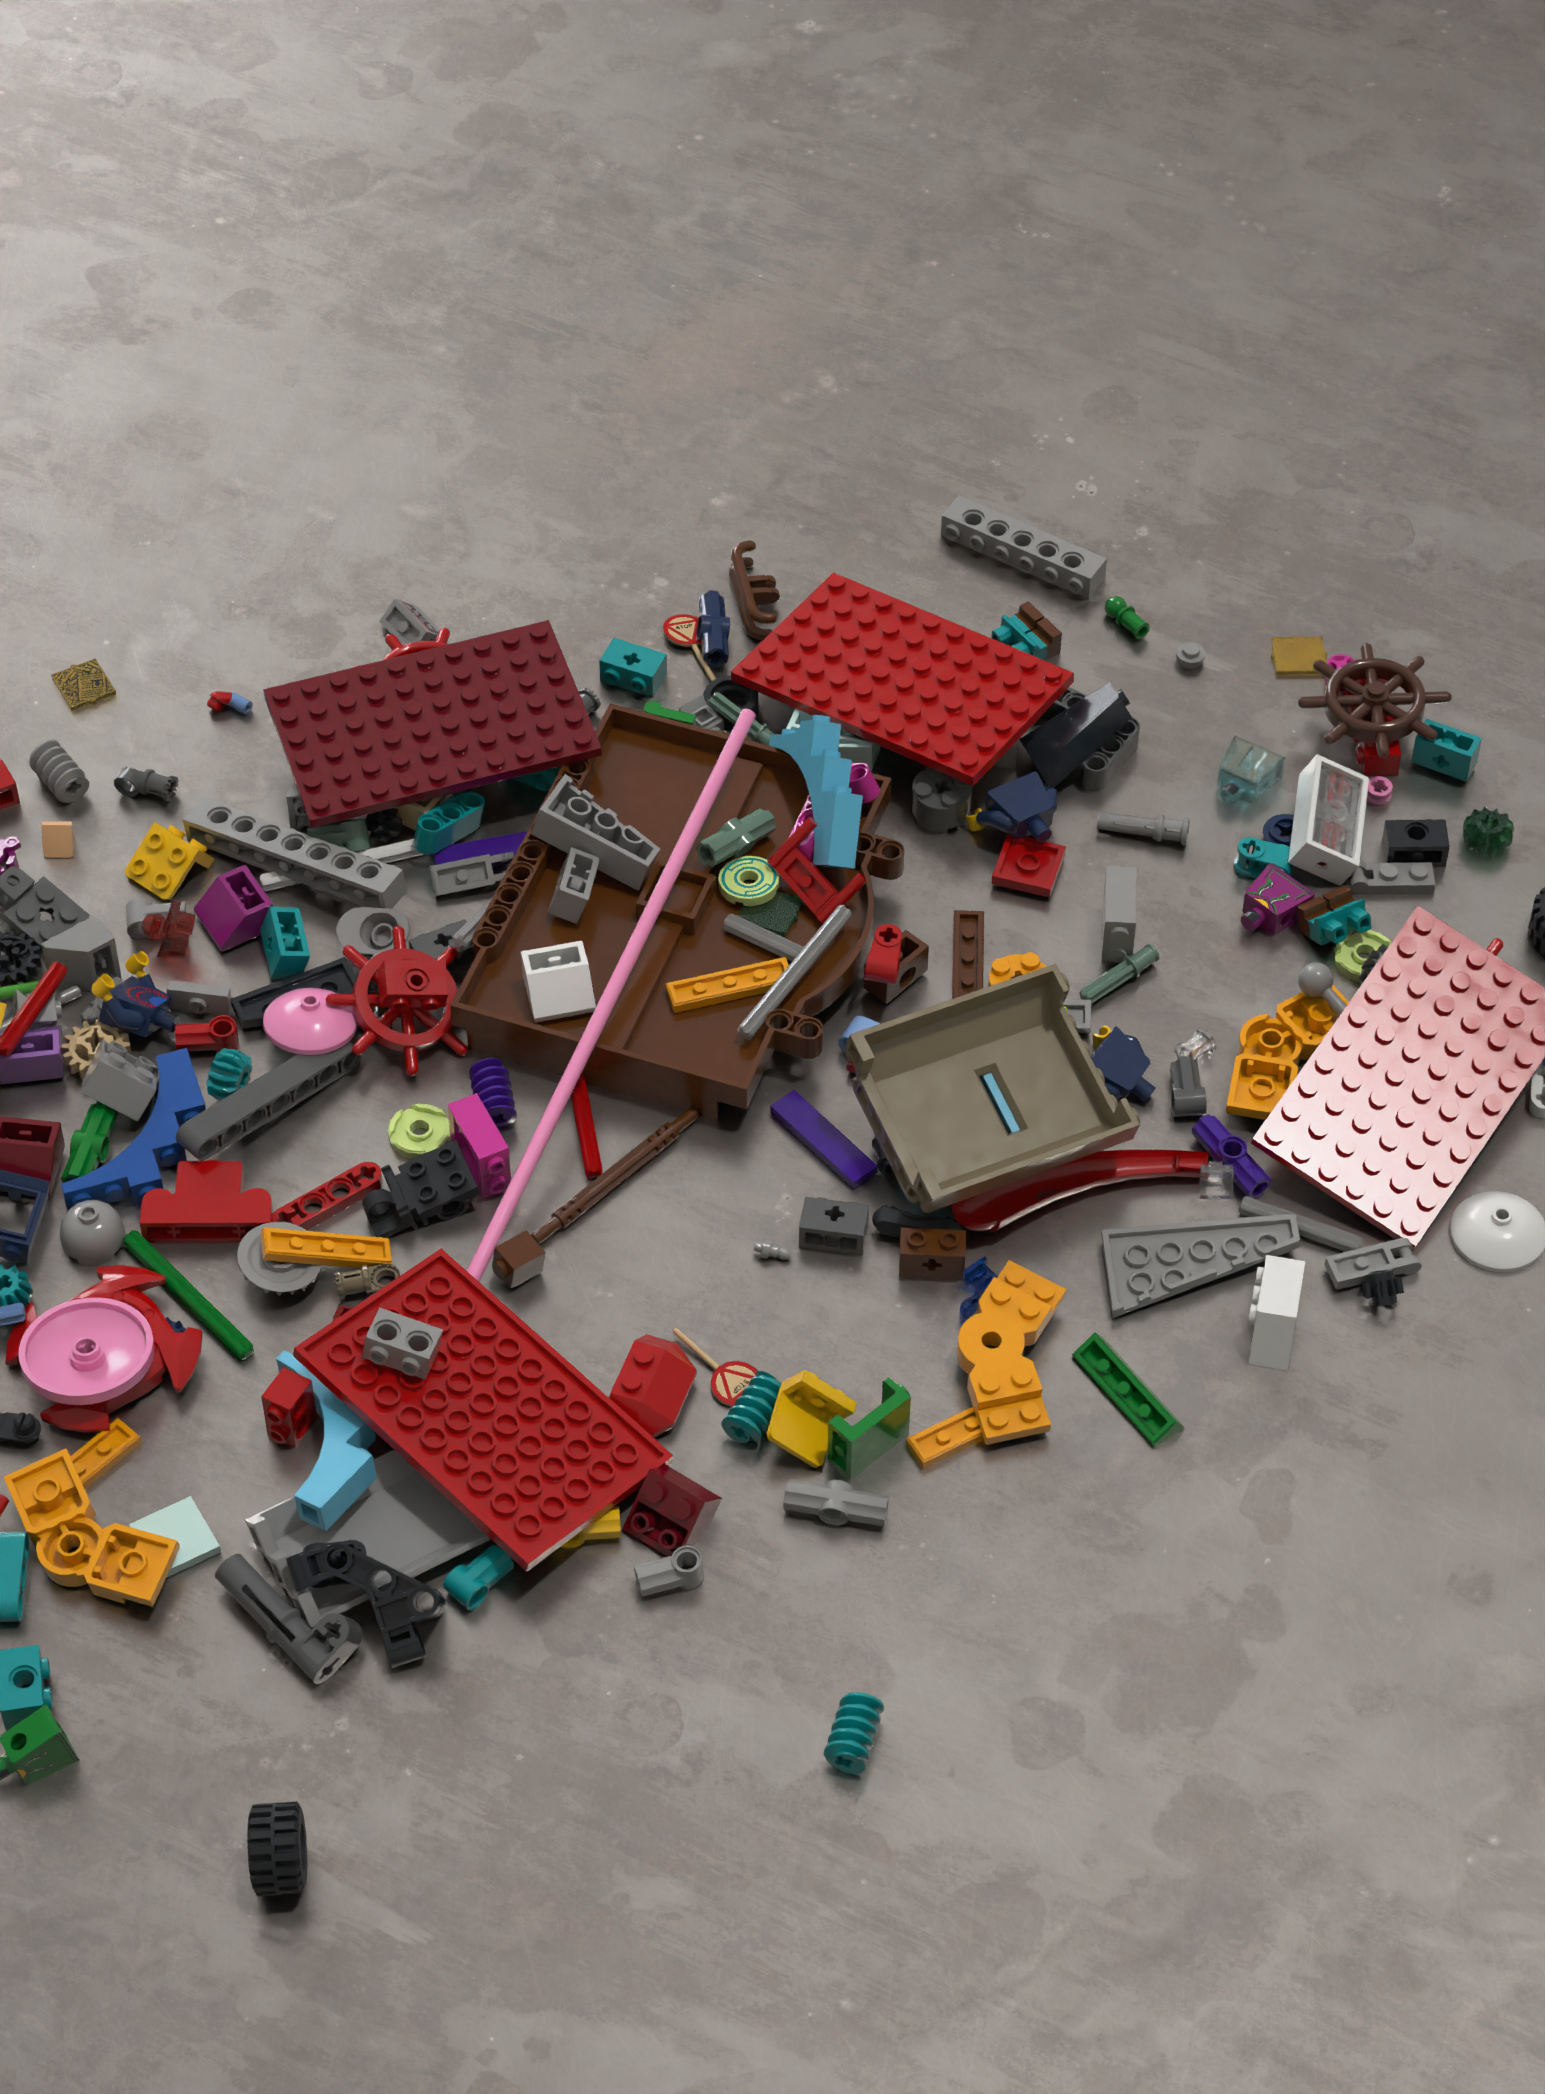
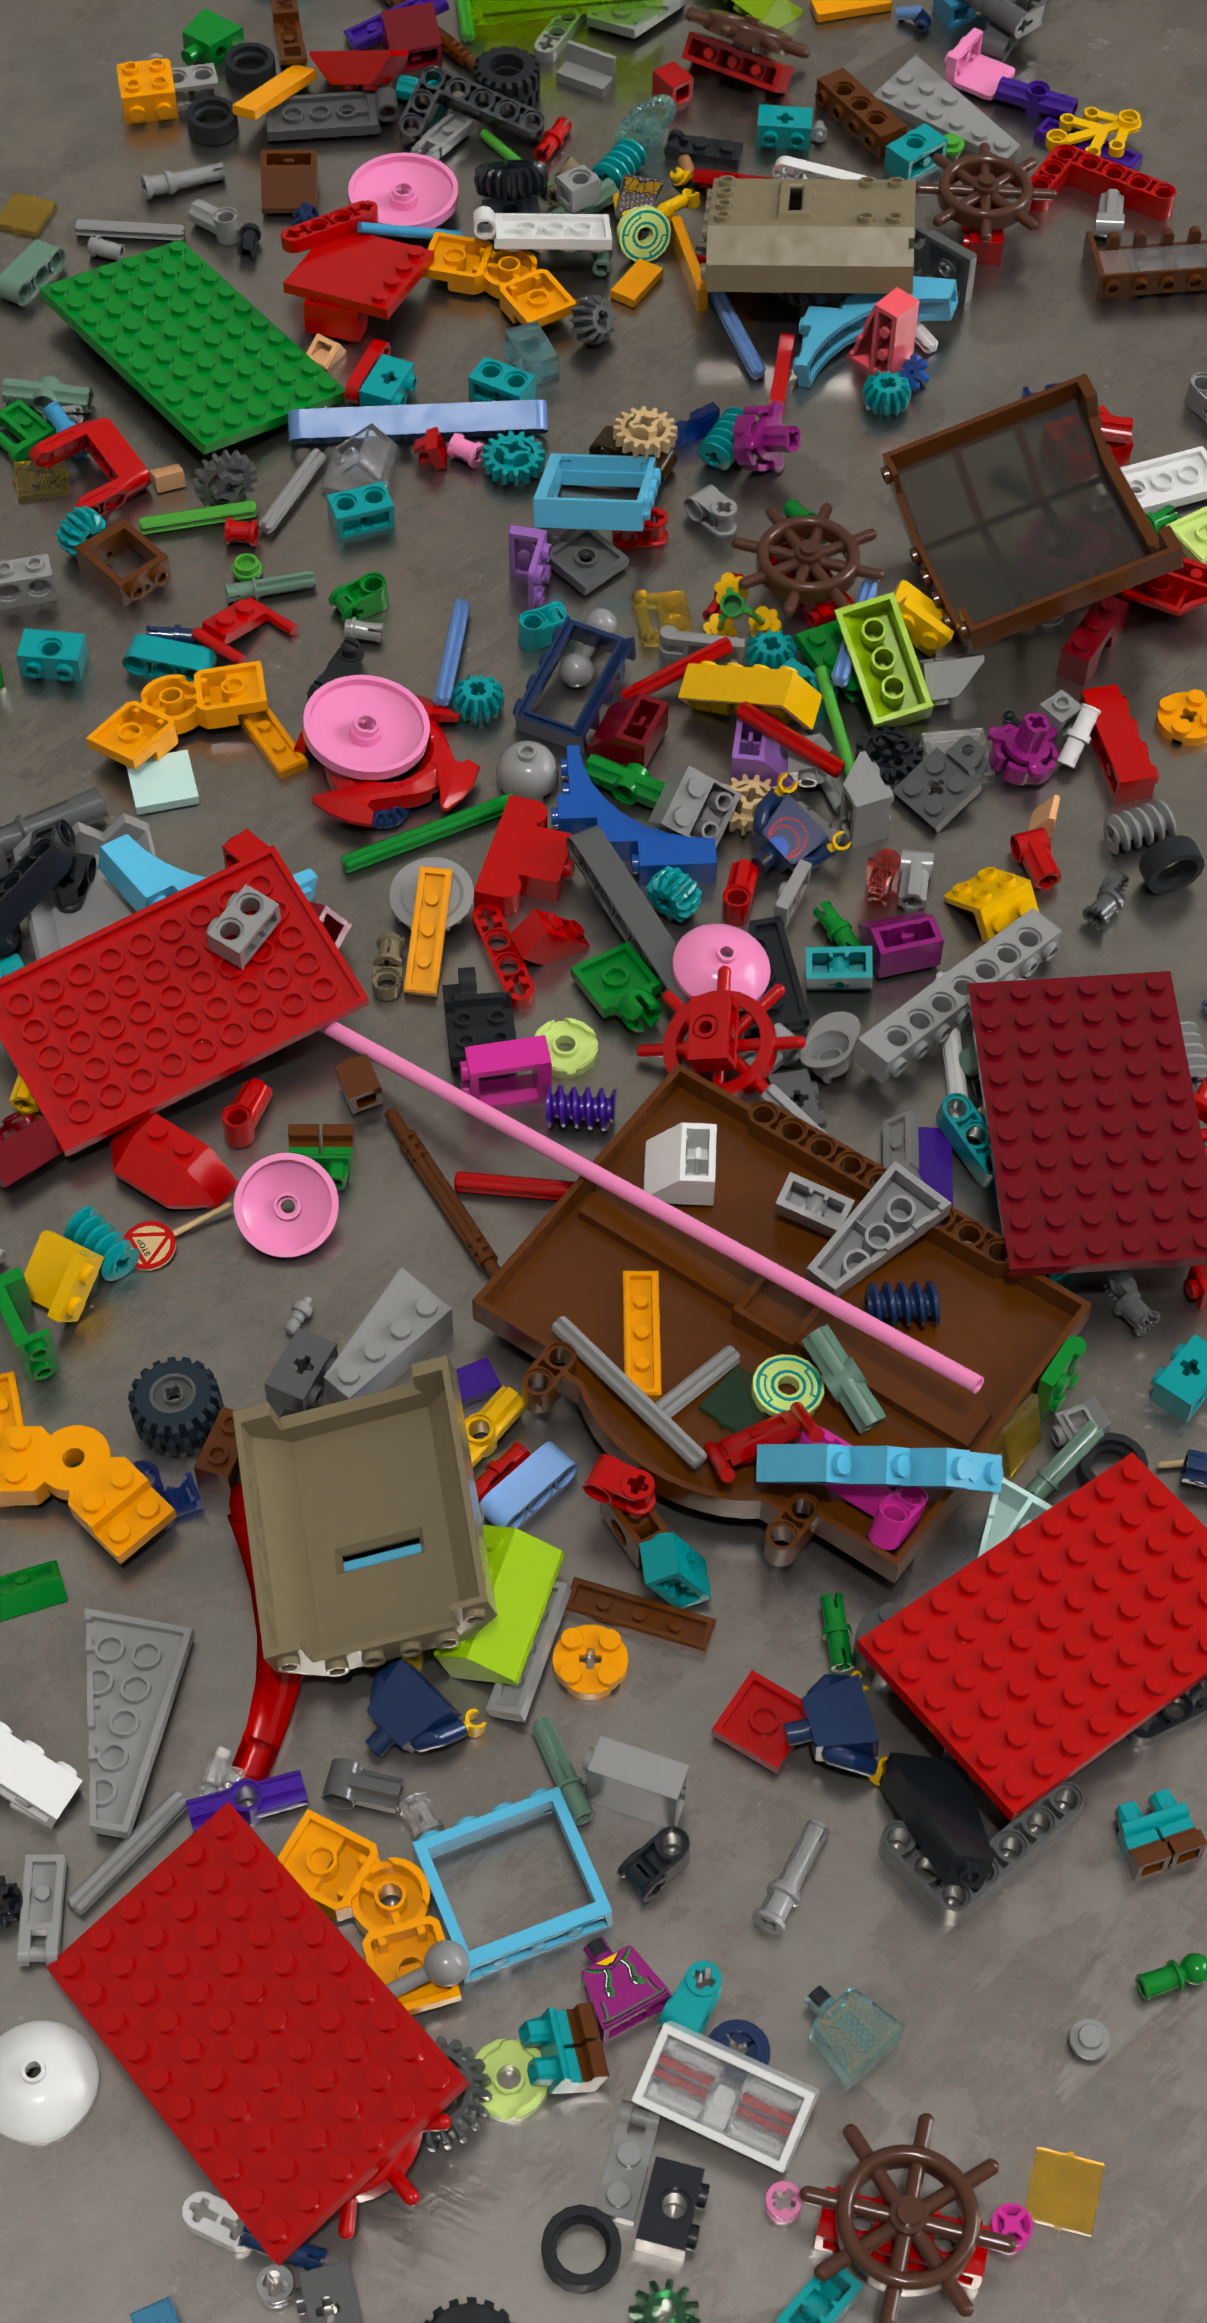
camera: 105 degrees right, 5 degrees up
(101, 842) = (1034, 851): none -> red piece
(104, 738) = (1164, 853): none -> black tyre
(232, 959) = (838, 929): none -> green pin
(302, 1163) = (548, 938): none -> red slope
(343, 1099) = (620, 986): none -> green plate
(574, 1342) = (245, 1112): none -> red piece
(600, 1275) = (337, 1148): none -> hips
(649, 816) = (903, 1302): none -> dark blue piece
(673, 1272) = (261, 1198): none -> bright pink dish
(782, 1169) = (392, 1337): none -> light grey wedge
(831, 1082) = (494, 1420): none -> yellow piece
(903, 1298) = (175, 1405): none -> black wheel
(936, 837) = (836, 1632): none -> green pin
(936, 923) = (675, 1570): none -> teal brick
(1167, 900) = (651, 1868): none -> black piece
(1247, 947) = (534, 1939): none -> medium azure window
(1468, 869) = (587, 2216): none -> black tyre

